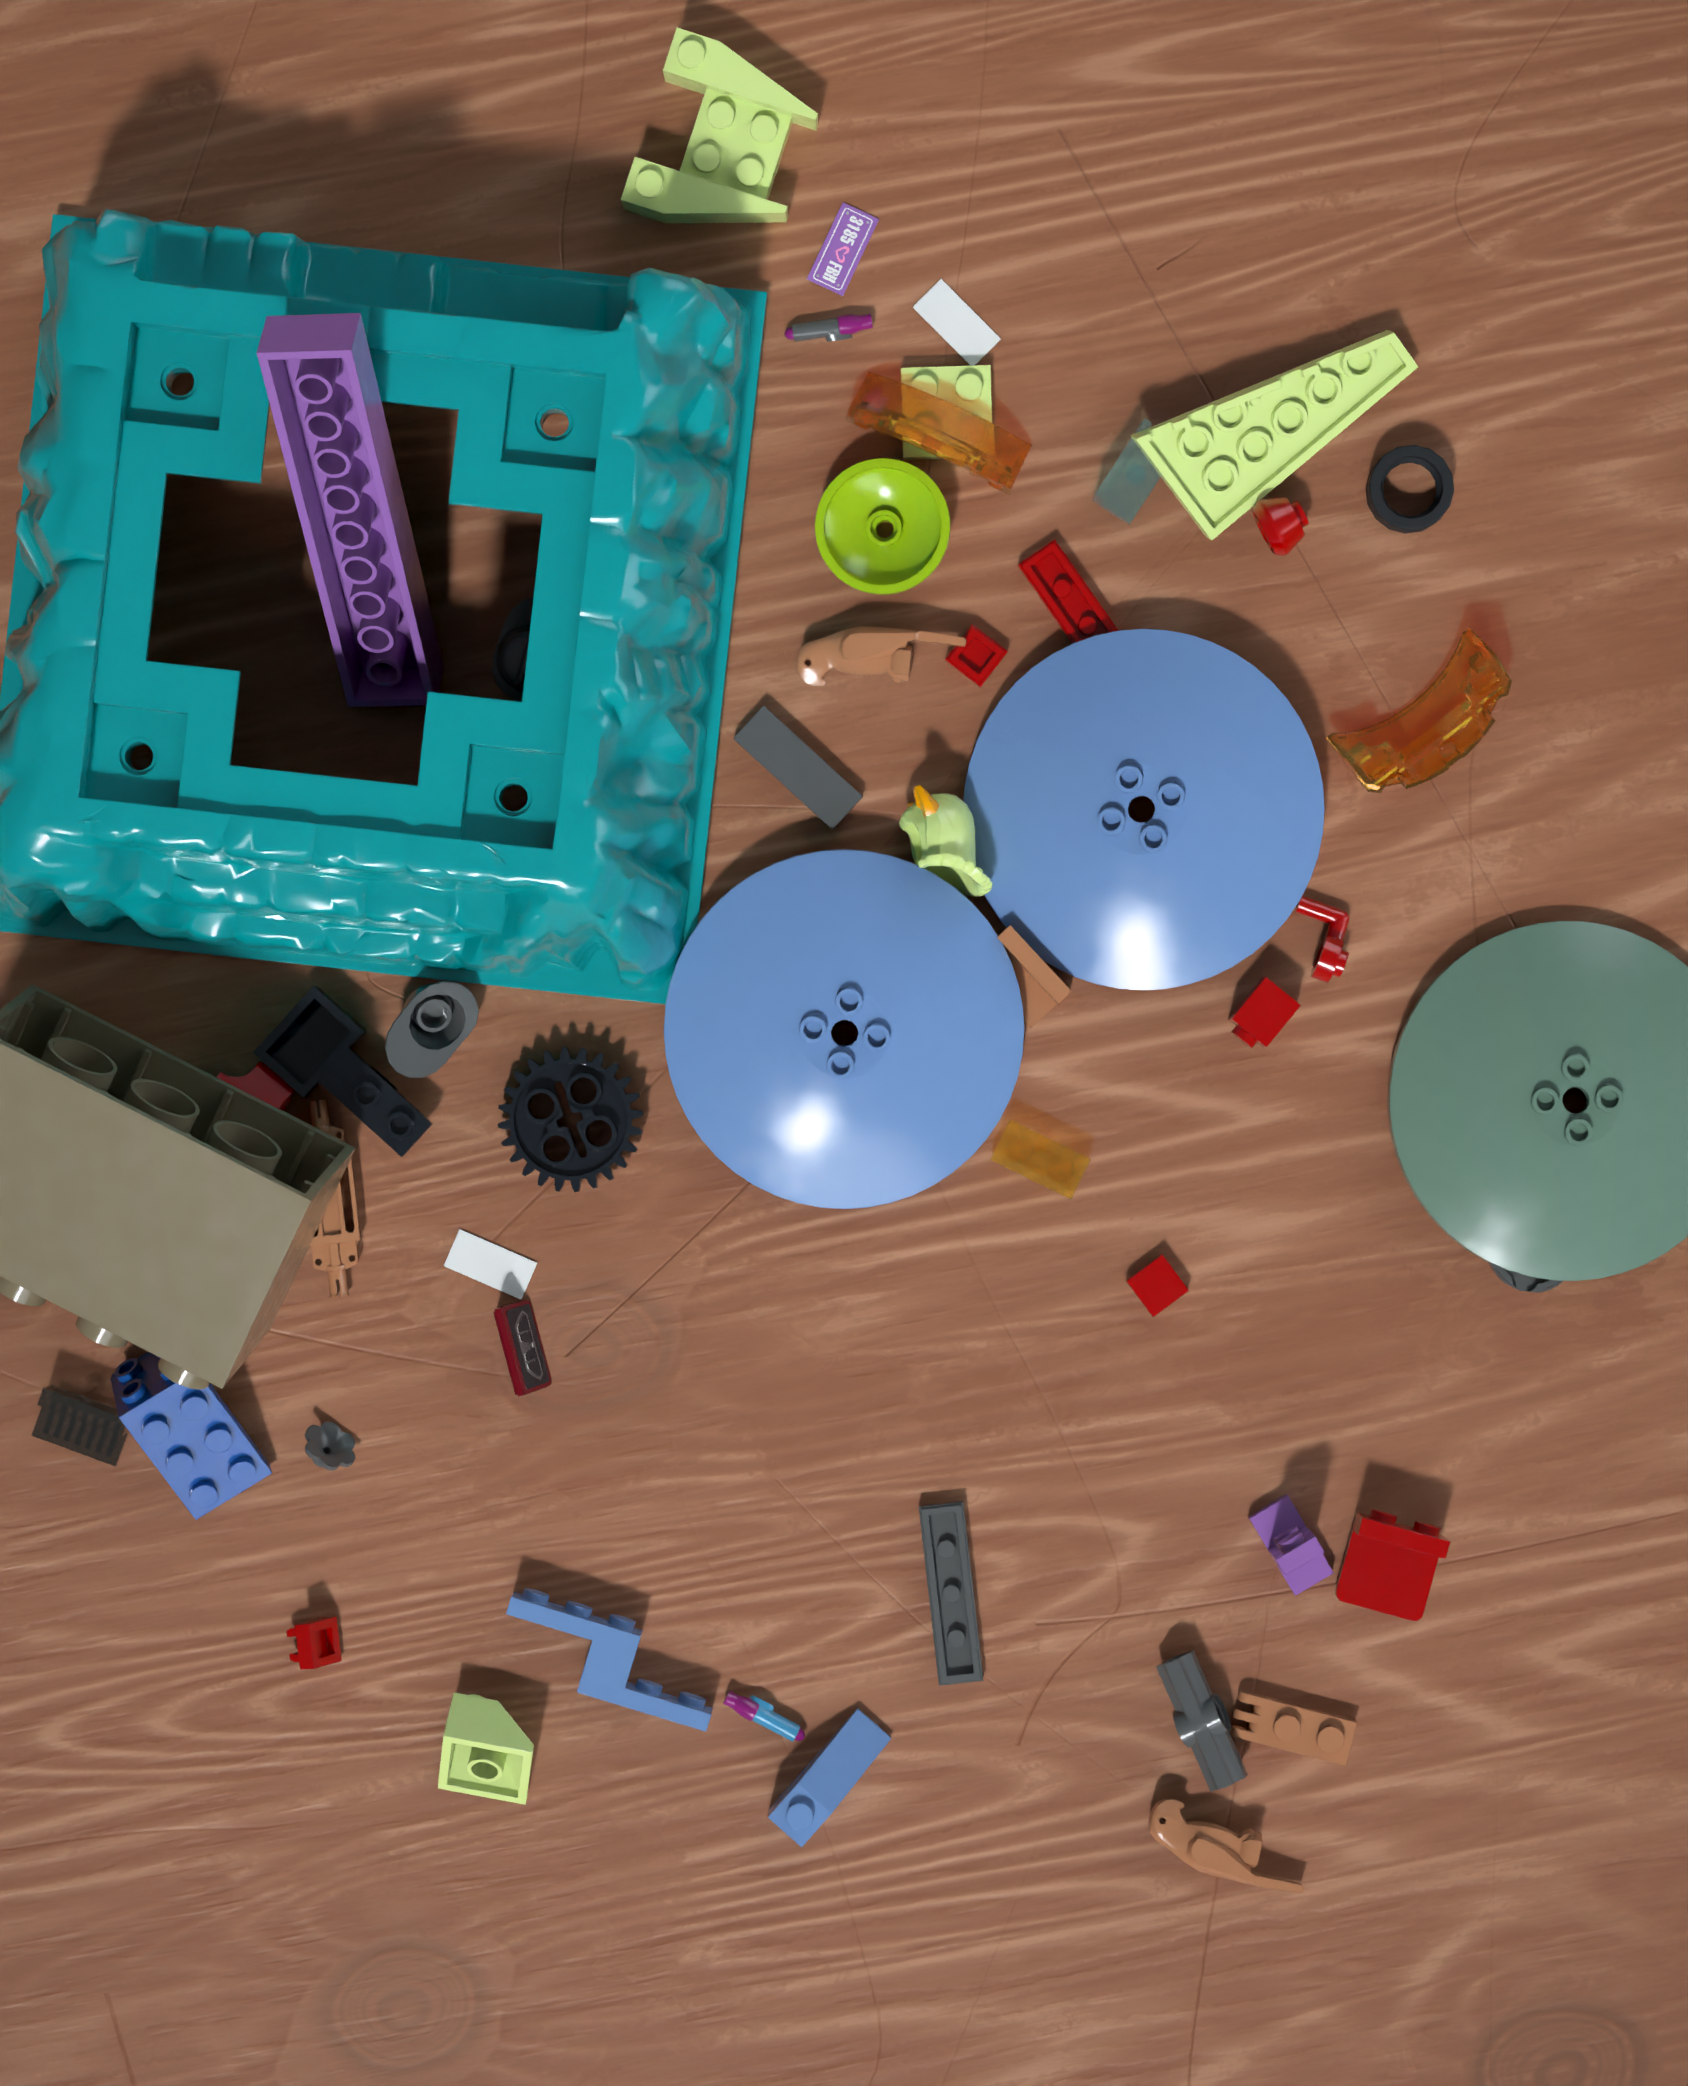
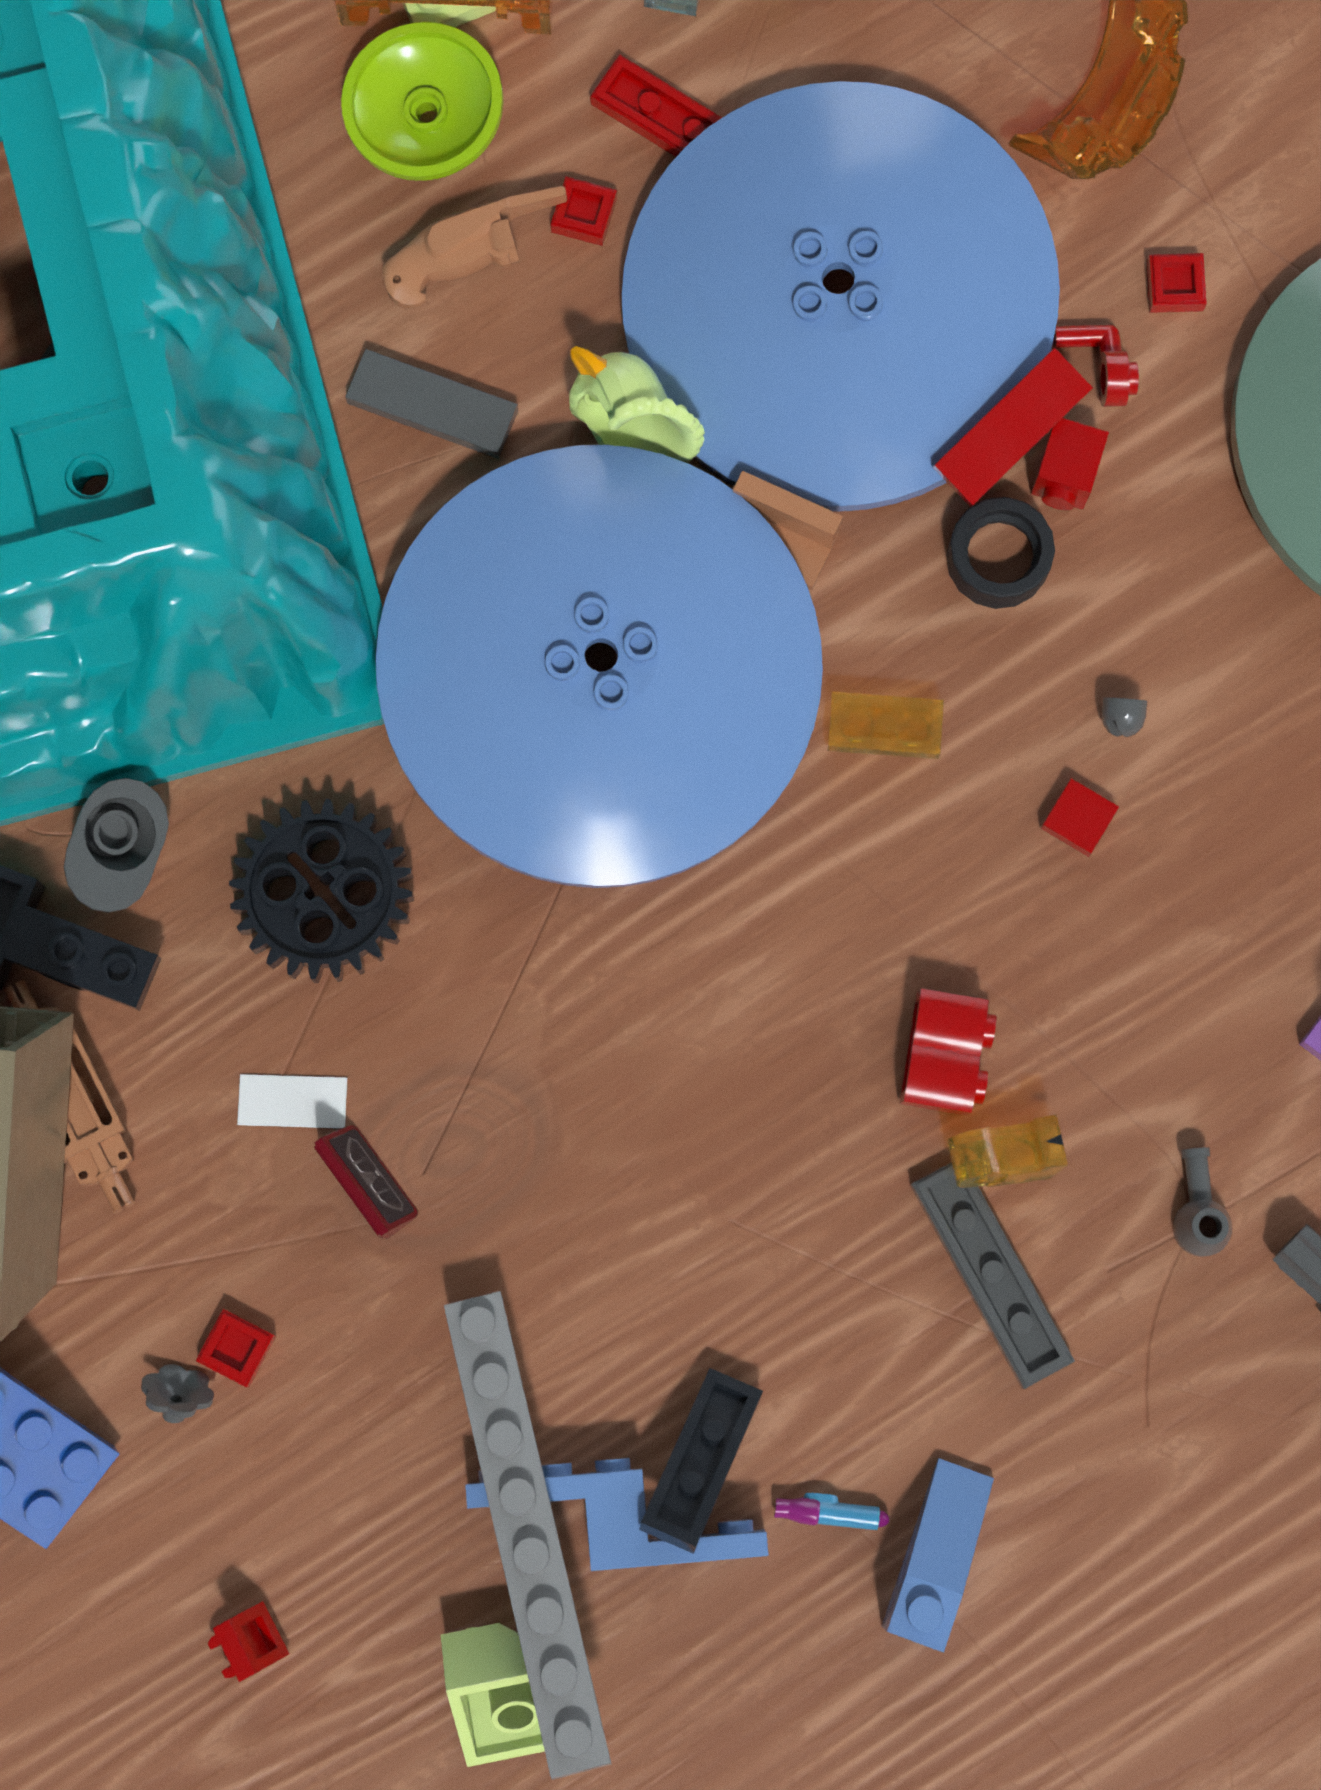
camera: 20 degrees left, 10 degrees down
(382, 1429) = (235, 1348): none -> red tile
(541, 1648) = (527, 1537): none -> light grey plate
(685, 1645) = (701, 1460): none -> black plate
(982, 1423) = (946, 1052): none -> red brick
(995, 1515) = (1008, 1154): none -> clear yellow leg
(1122, 1607) = (1200, 1204): none -> dark grey bar
(1215, 1070) = (1012, 513): none -> black tyre
(1222, 1221) = (1123, 715): none -> dark grey hinge
(1227, 975) = (1012, 427): none -> red tile
(1411, 897) = (1176, 282): none -> red tile

